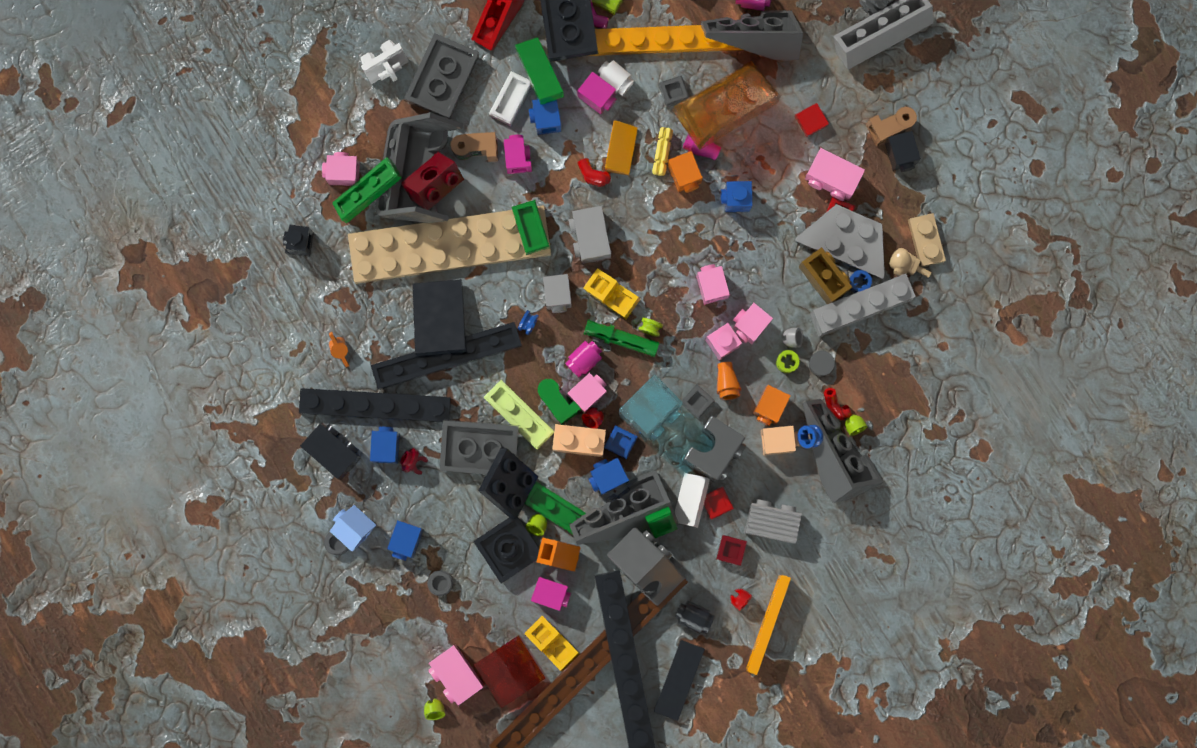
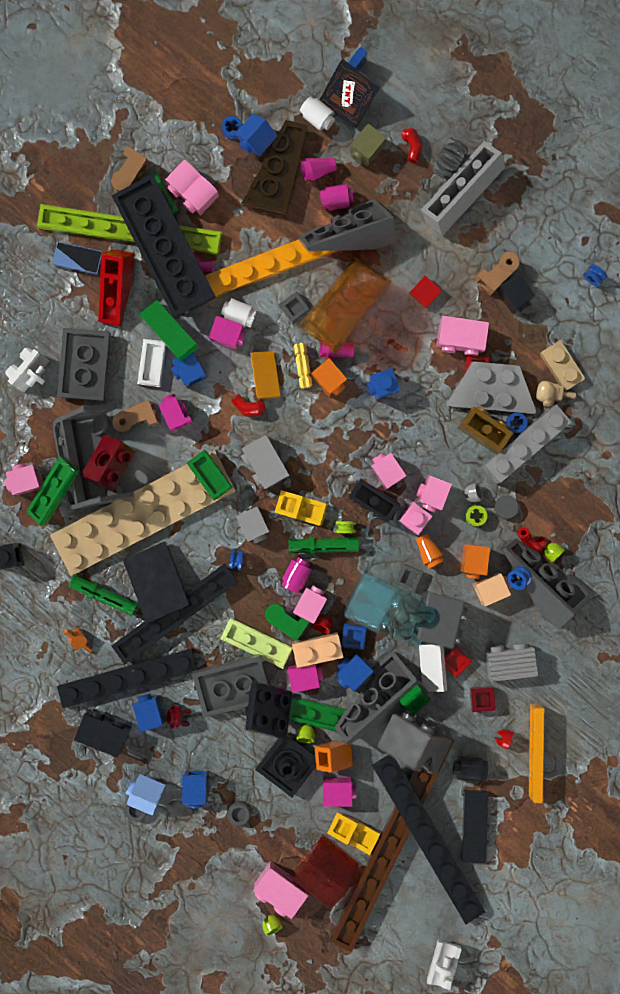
camera: 15 degrees left, 5 degrees up
(358, 291) = (103, 595): none -> green pin
(556, 464) = (304, 677): none -> dark pink brick
(687, 308) = (374, 500): none -> black brick
(989, 160) = (595, 275): none -> blue bush

